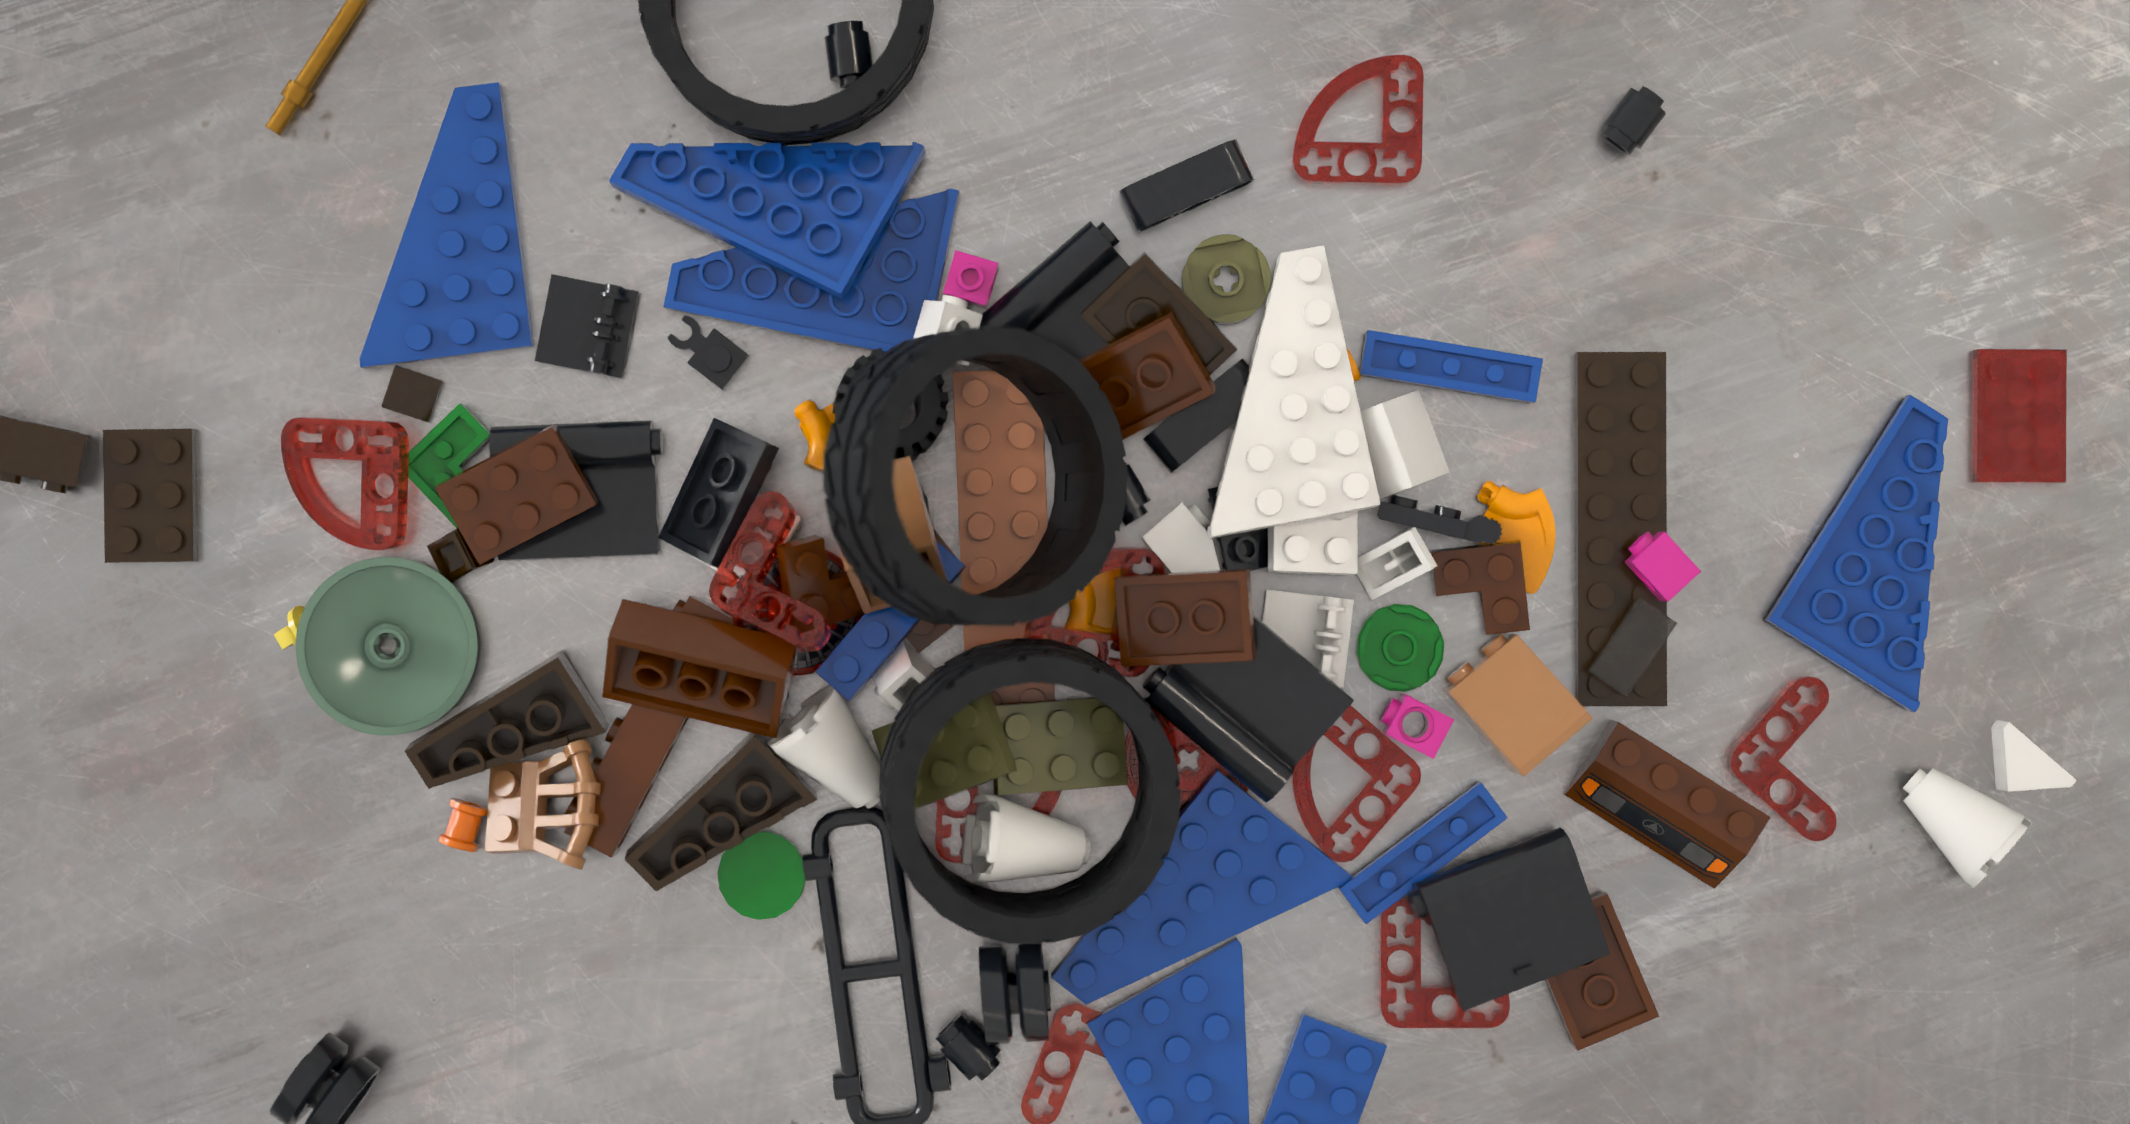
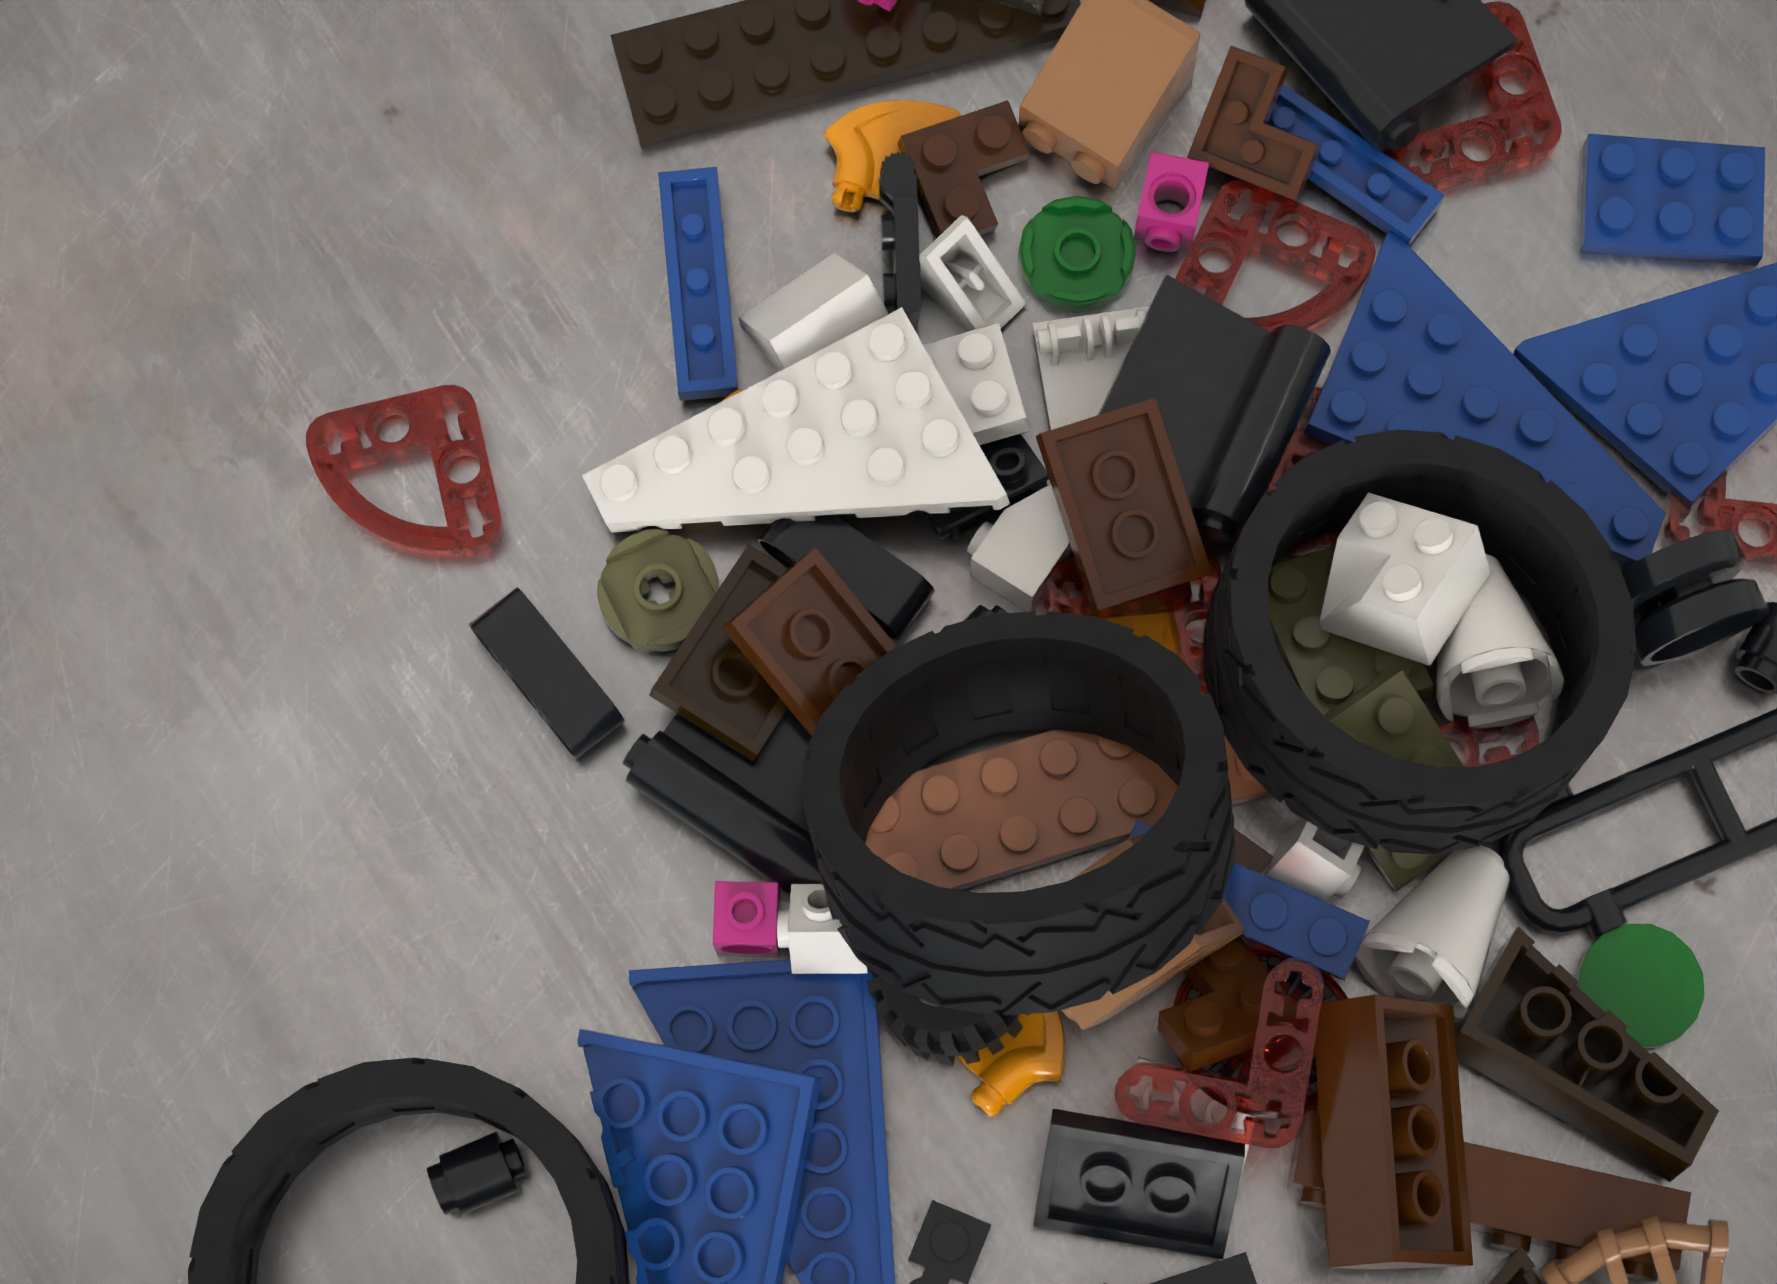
camera: 100 degrees left, 15 degrees down
(1073, 793) = (1402, 578): none -> white slope
(1447, 788) = (1236, 129): none -> reddish brown plate
(1634, 119) = (324, 146): black brick -> none

